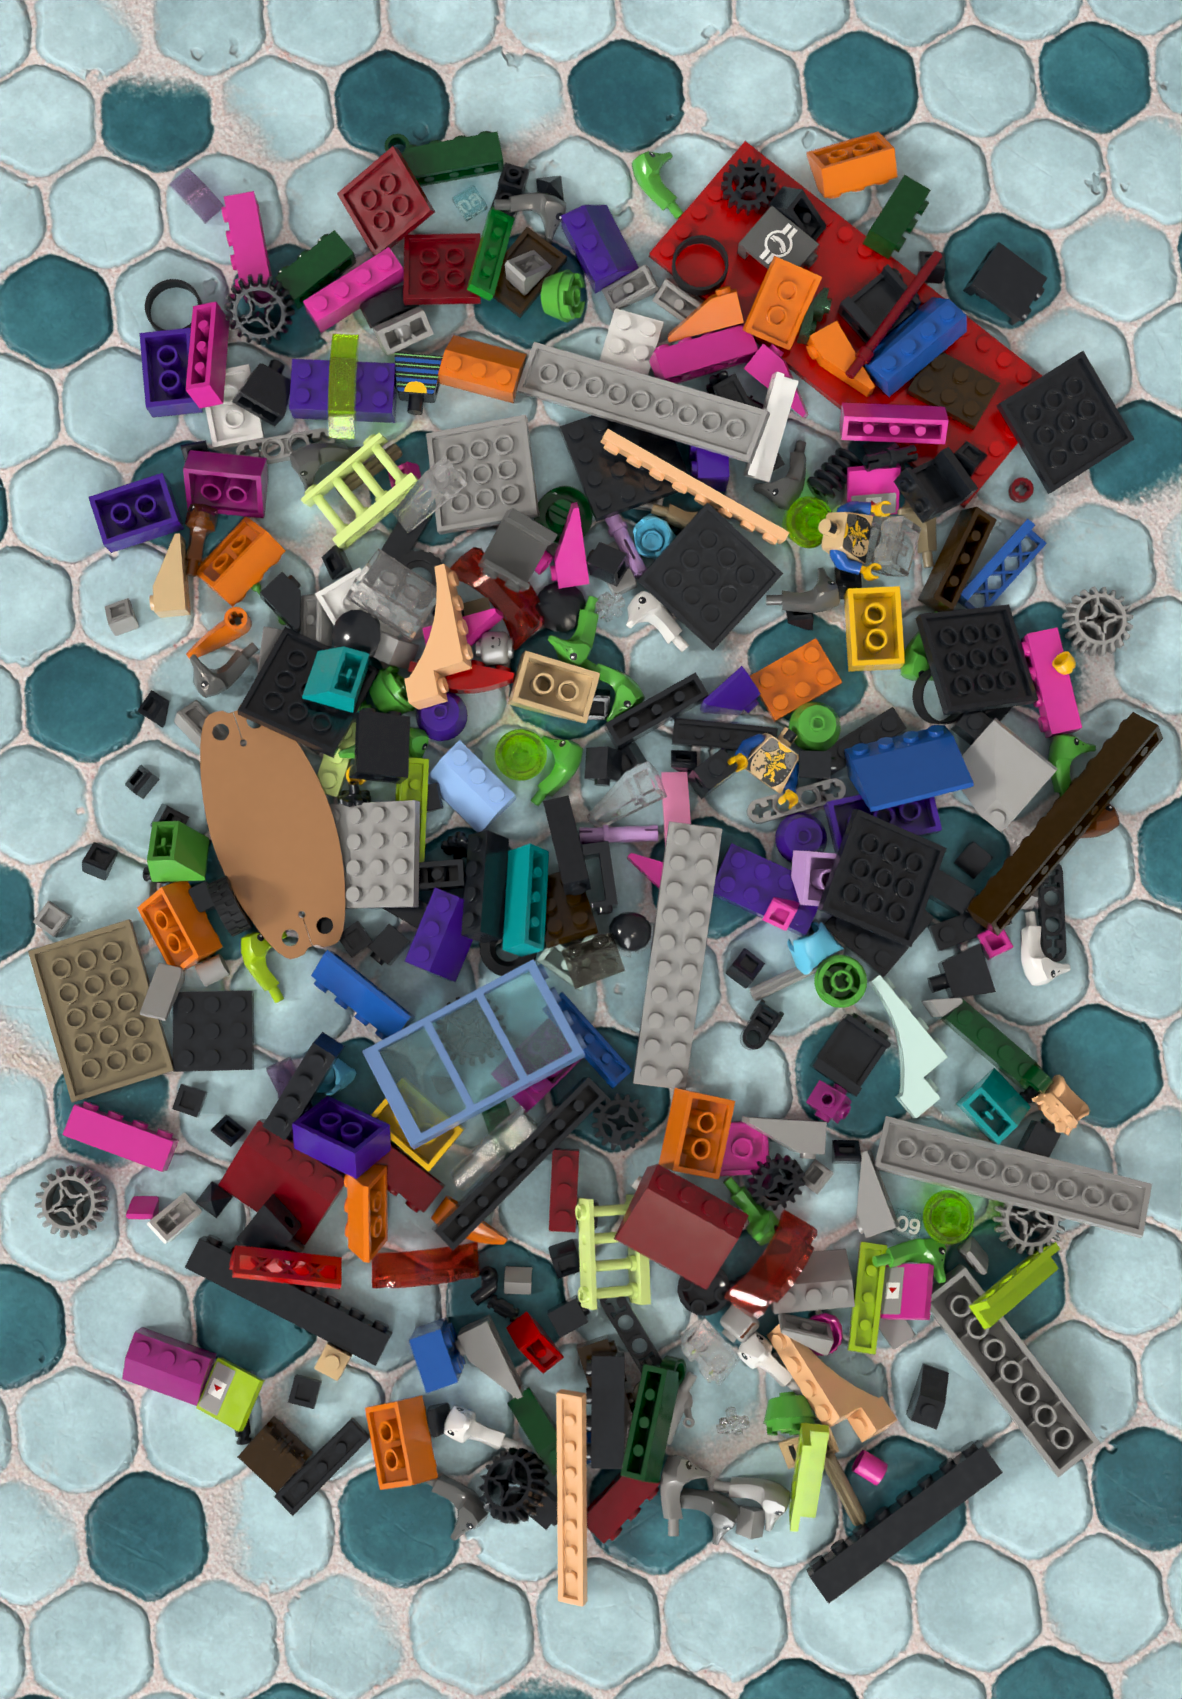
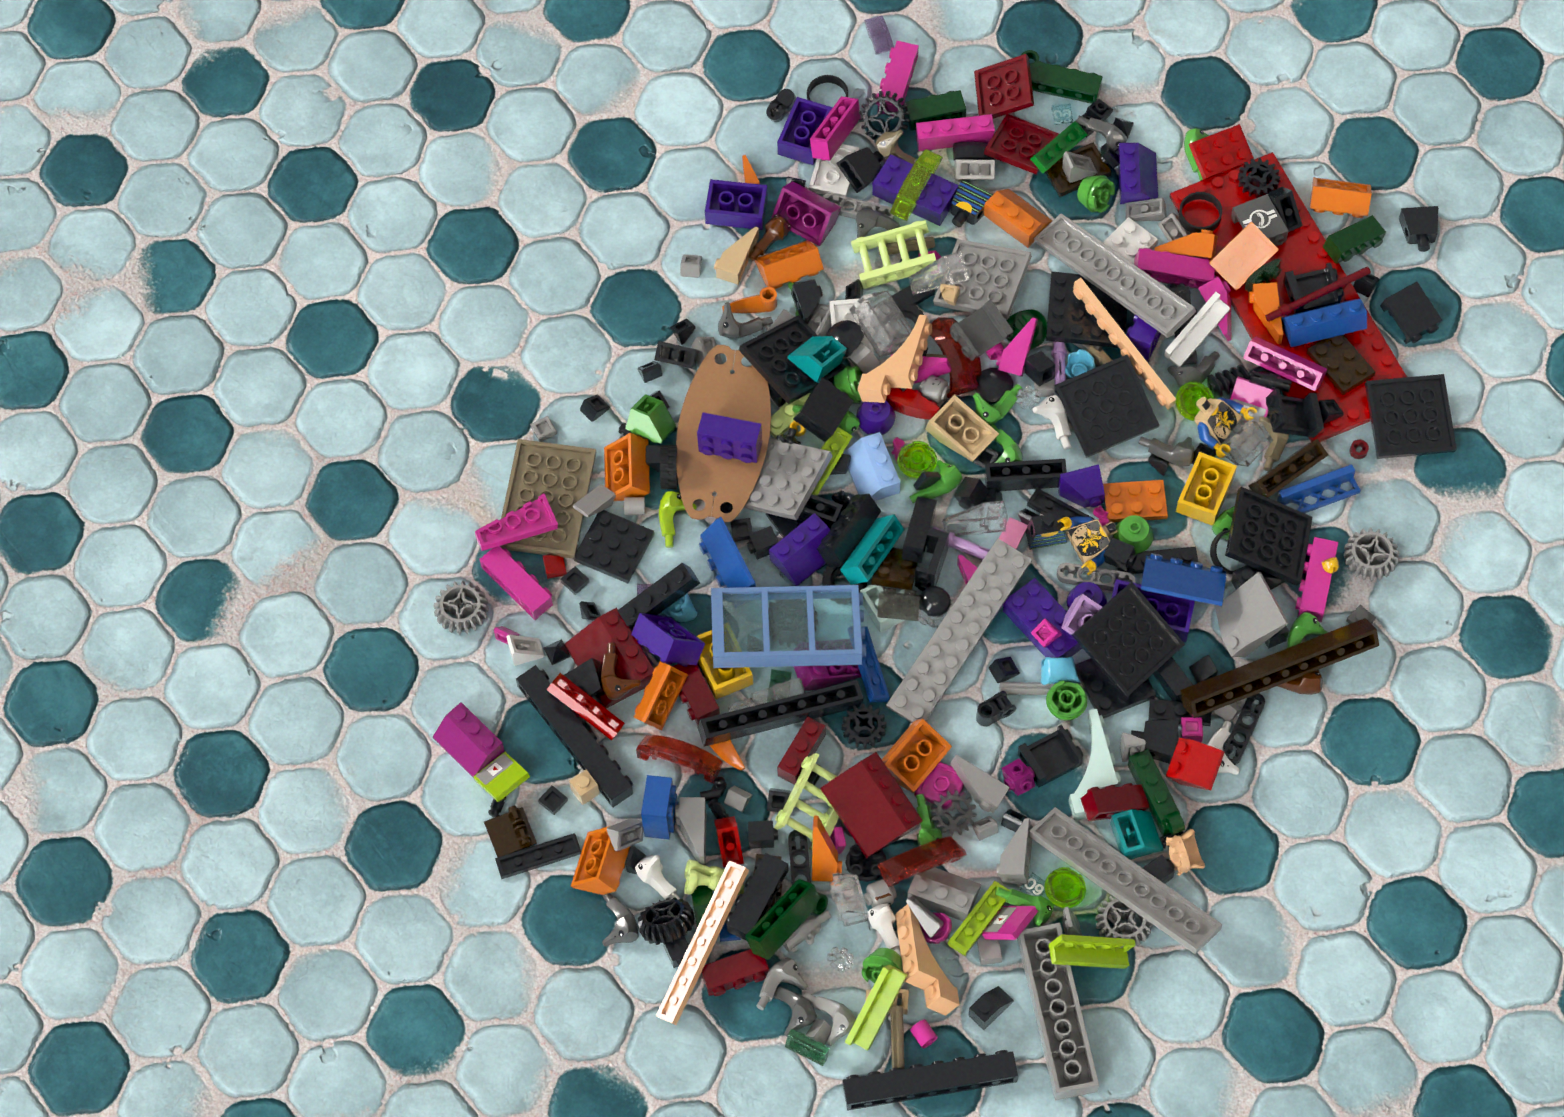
camera: 30 degrees right, 20 degrees down
(93, 1061) = (526, 522): none -> dark pink wing
(125, 337) = (781, 105): none -> black piece
(134, 465) = (749, 174): none -> orange piece
(155, 1092) = (554, 566): none -> red slope
(164, 750) = (676, 354): none -> black brick
(283, 348) = (888, 144): none -> dark tan animal
(286, 842) = (729, 437): none -> dark purple brick
(303, 1223) = (612, 685): none -> reddish brown animal
(412, 1404) = (626, 833): none -> light grey slope
(453, 514) = (950, 293): none -> tan tile
(485, 738) = (897, 444): none -> dark pink piece
(540, 1392) = (699, 874): none -> yellowish green piece
(544, 775) = (926, 480): none -> black tile
(556, 238) = (1109, 156): none -> black plate
(657, 1314) = (824, 854): none -> orange slope
(660, 1281) = (838, 839): none -> dark pink tile
(686, 170) = (1221, 151): none -> red plate
(759, 1549) = (807, 1047): none -> clear green plate
(763, 716) = (1100, 513): none -> dark pink piece
(955, 1084) = (1104, 802): none -> dark red brick
(962, 161) = (1420, 225): none -> black torso
(1025, 992) = (1195, 764): none -> red slope
(1119, 707) = (1360, 613): none -> dark grey plate

